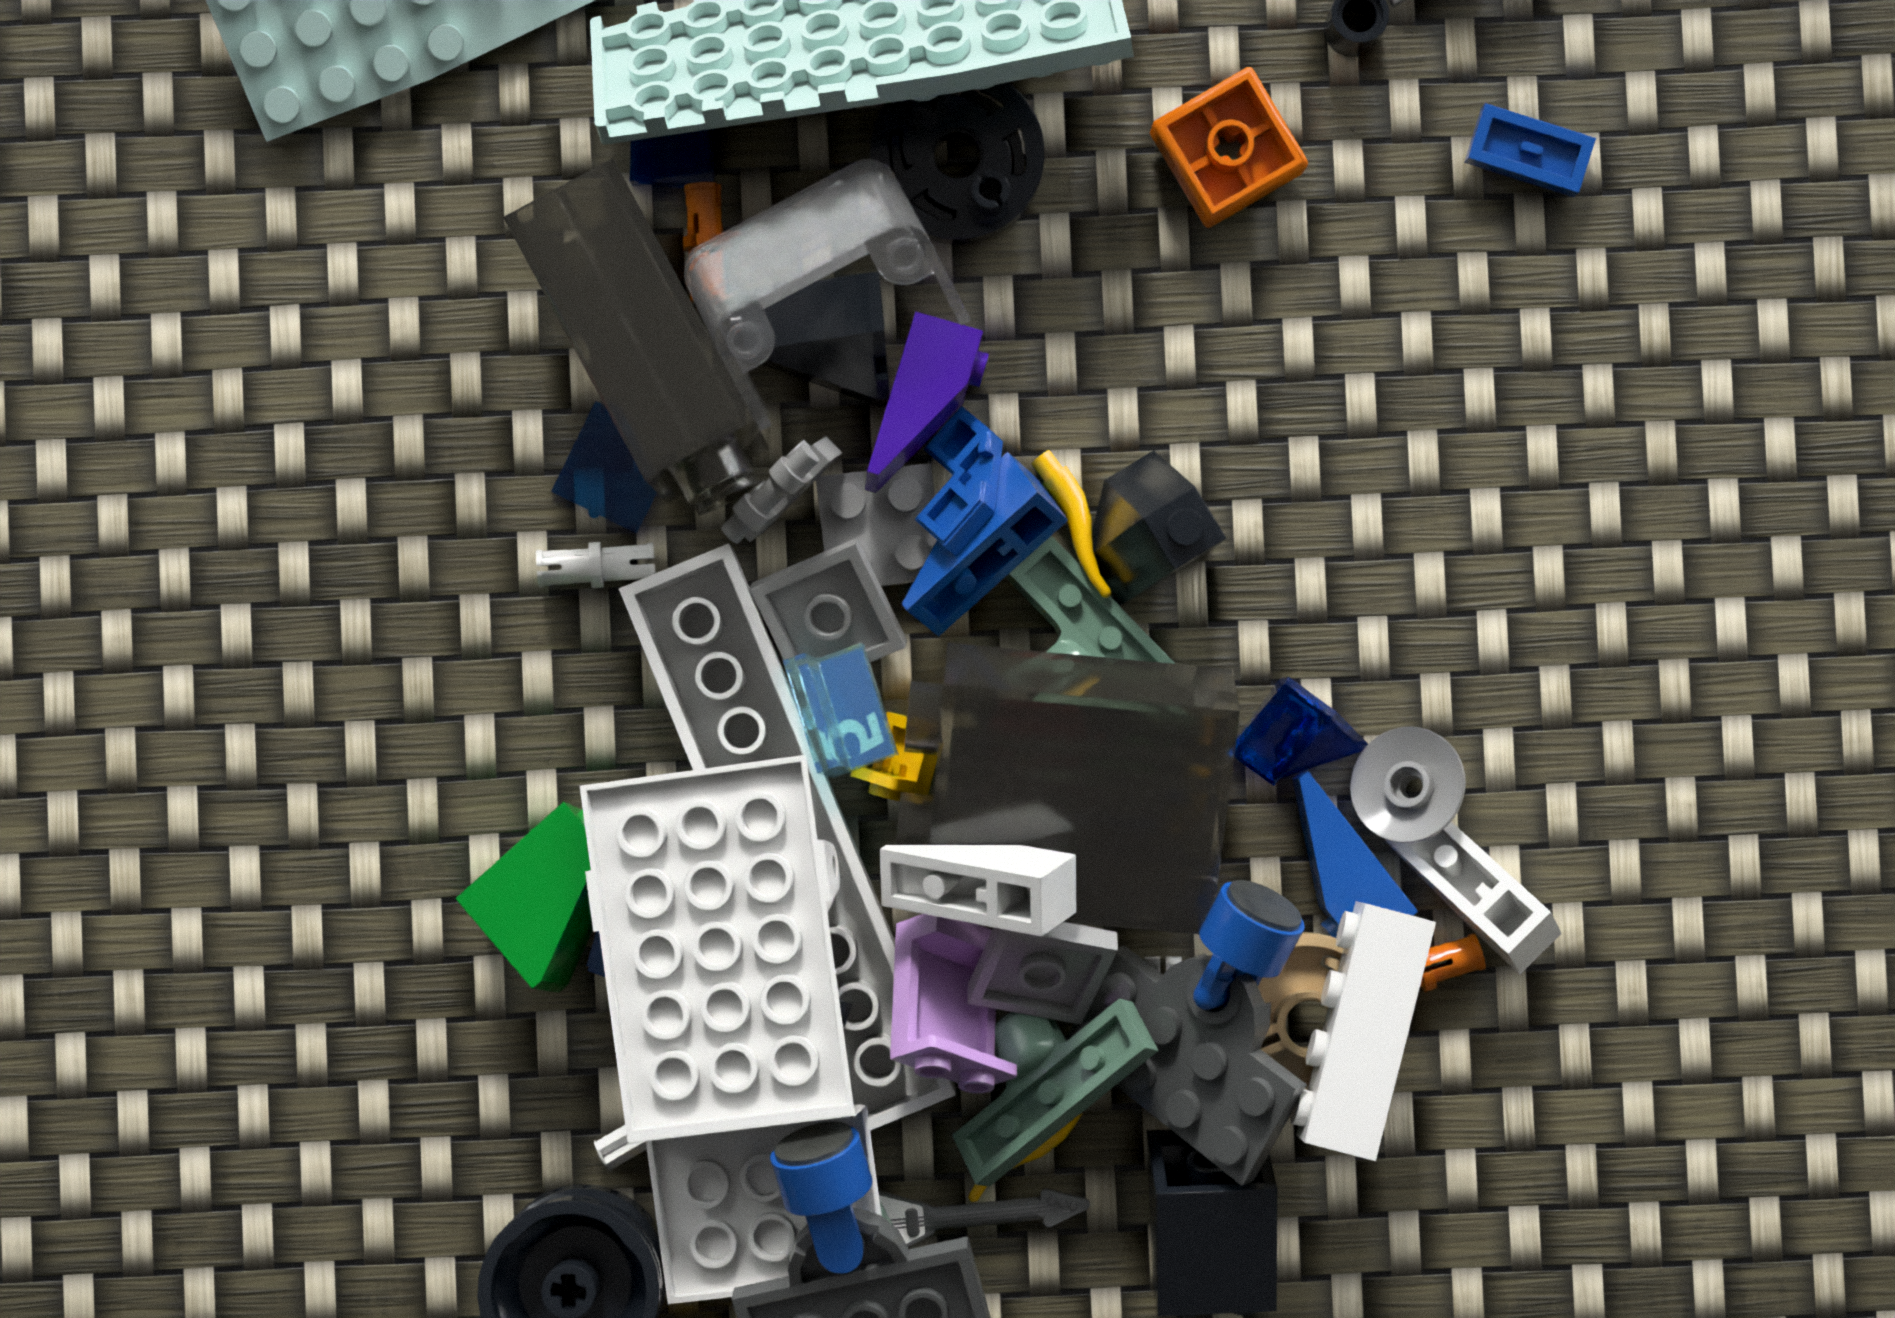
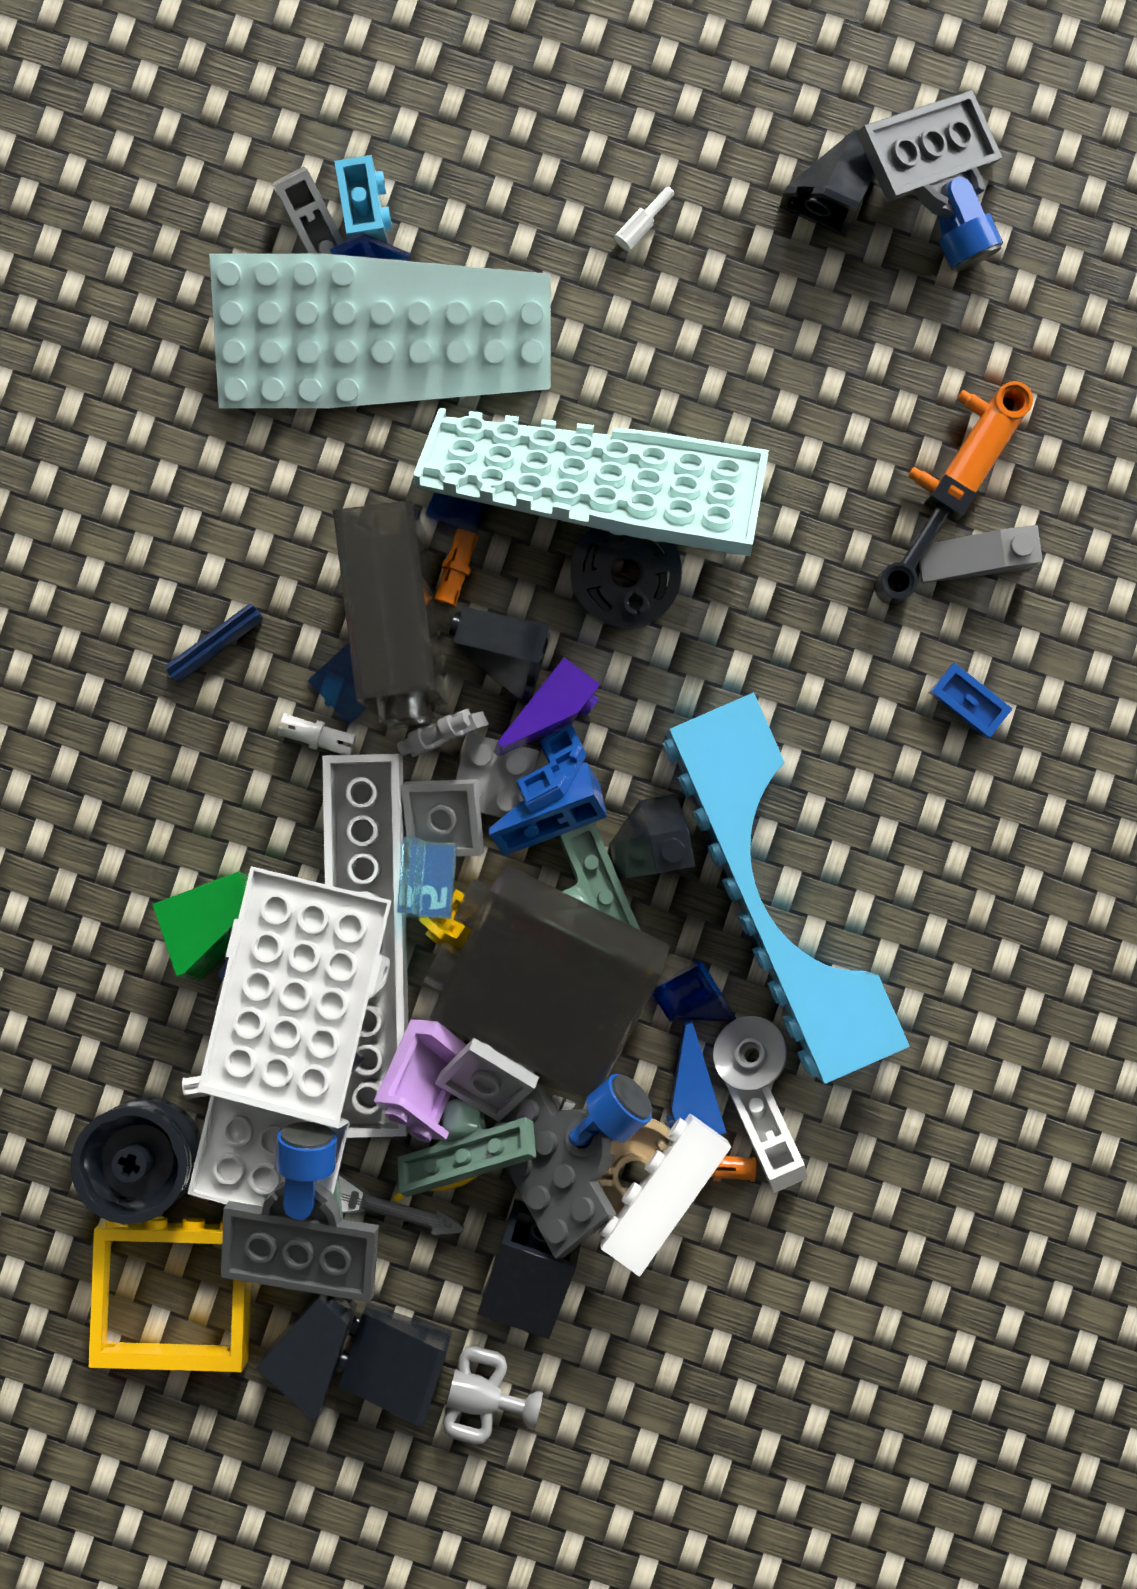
camera: 25 degrees right, 0 degrees up
(392, 488) = (214, 643): none -> dark blue axle
(795, 246) = (509, 591): clear windscreen -> none
(981, 884) = (468, 1019): white slope -> none
(1073, 503) = (615, 810): yellow animal -> none
(1237, 111) = (803, 610): orange brick -> none
(1505, 678) = (831, 1011): none -> medium azure arch

